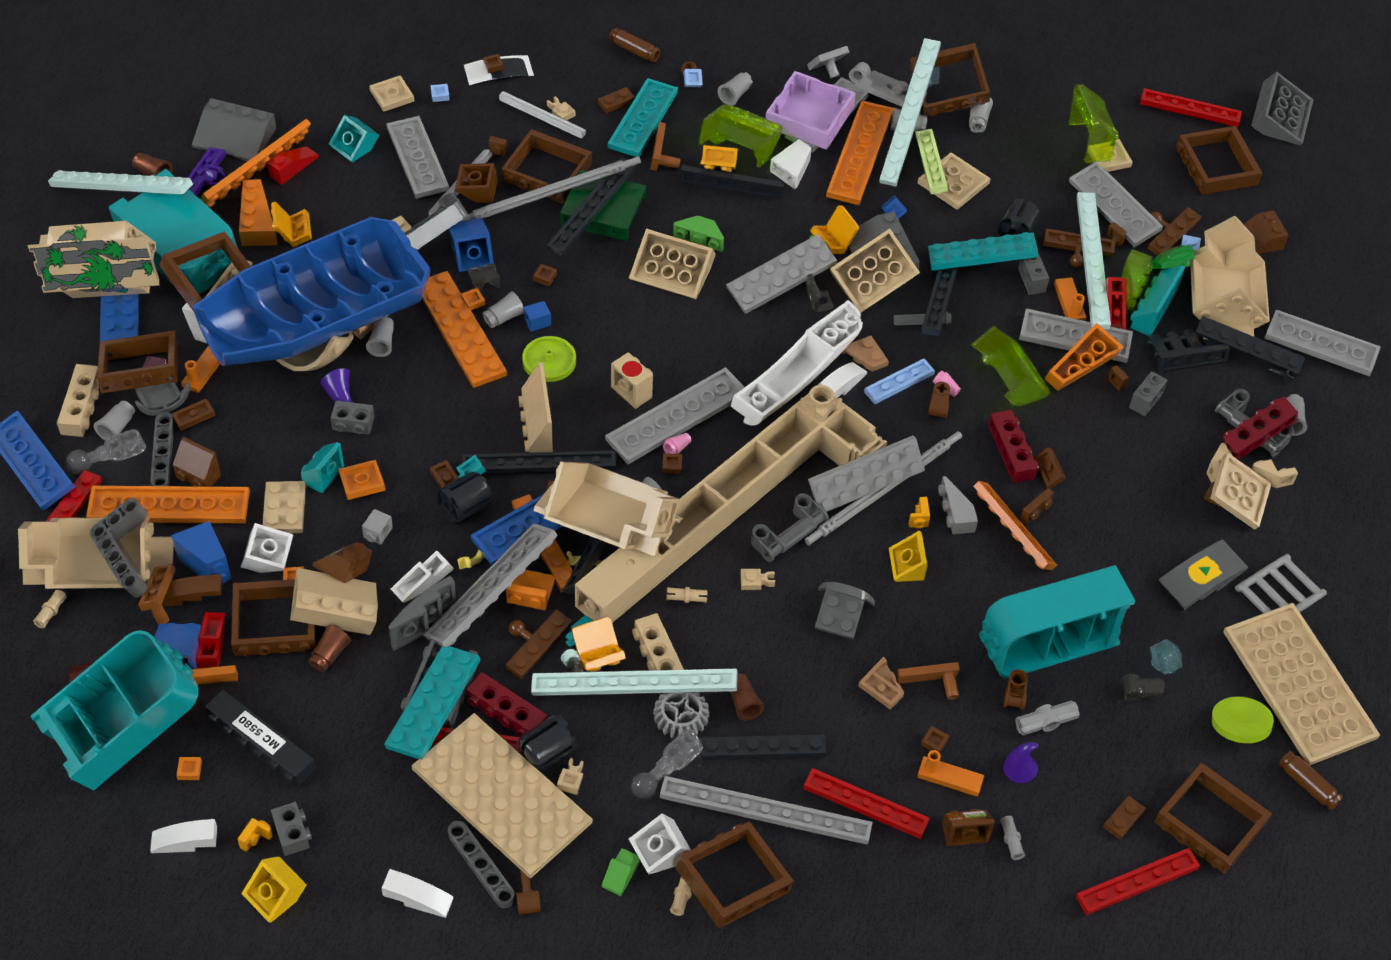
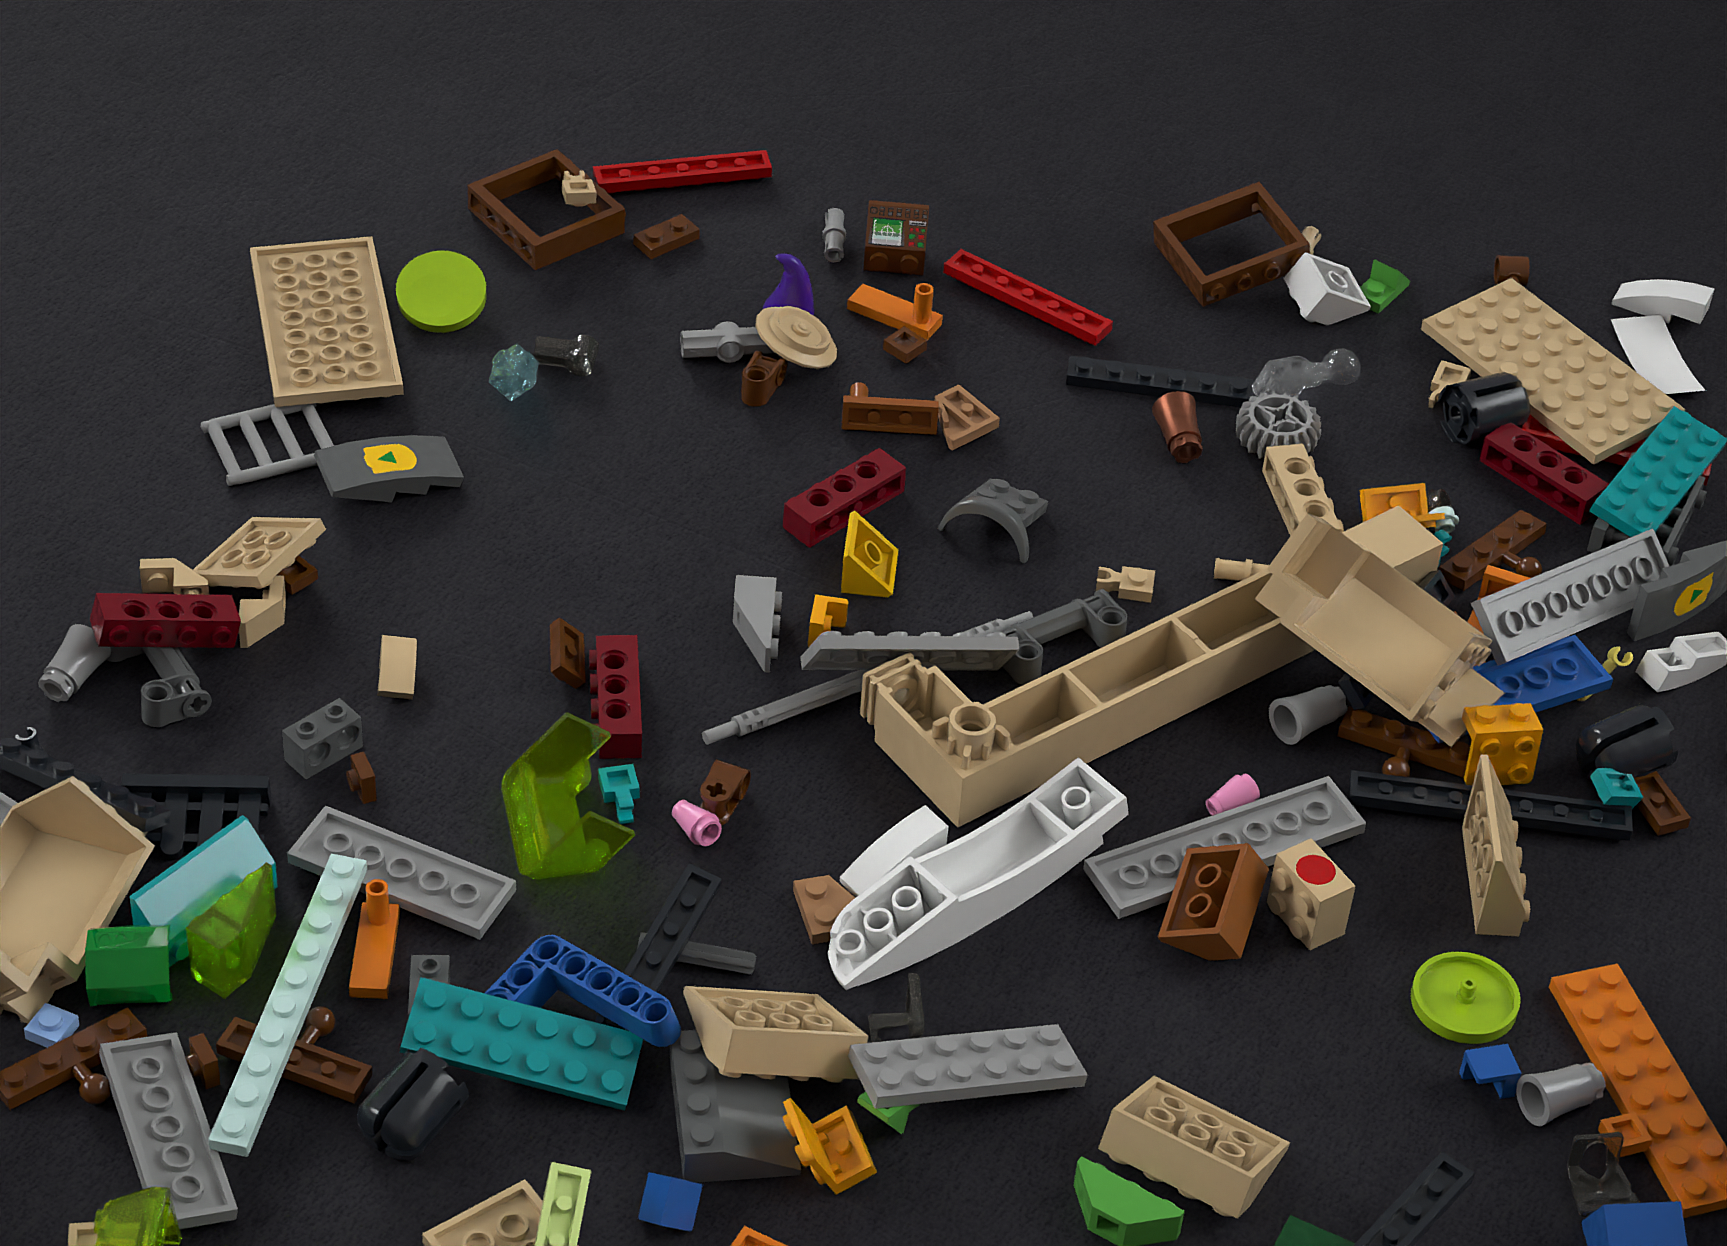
camera: 170 degrees left, 10 degrees down
(423, 842) = (1655, 354): none -> white sticker
(481, 873) = (1572, 311): dark grey beam -> none
(534, 478) = (1508, 737): none -> light orange bracket
(545, 275) = (1477, 1161): reddish brown plate -> none
(634, 682) = (1350, 448): light aqua plate -> none
(672, 463) = (1246, 762): reddish brown plate -> none
(679, 372) = (1214, 901): none -> dark orange slope
(766, 810) = (1170, 310): light grey plate -> none
(899, 381) = (782, 851): light blue tile -> none
(948, 580) = (856, 488): none -> dark red brick
(961, 274) = (559, 965): none -> blue beam
(990, 396) = (620, 786): none -> teal plate
(1005, 724) = (796, 336): none -> tan piece
(1018, 530) = (669, 581): orange plate -> none
(1040, 503) = (617, 600): reddish brown plate -> none
(1056, 621) = (681, 388): teal piece -> none
(1086, 355) = (422, 797): orange wedge -> none
(1117, 301) = (282, 917): red slope -> none
(1133, 444) = (397, 667): none -> tan slope
(1195, 809) = (578, 190): none -> tan plate
(1310, 780) = (384, 223): reddish brown axle -> none

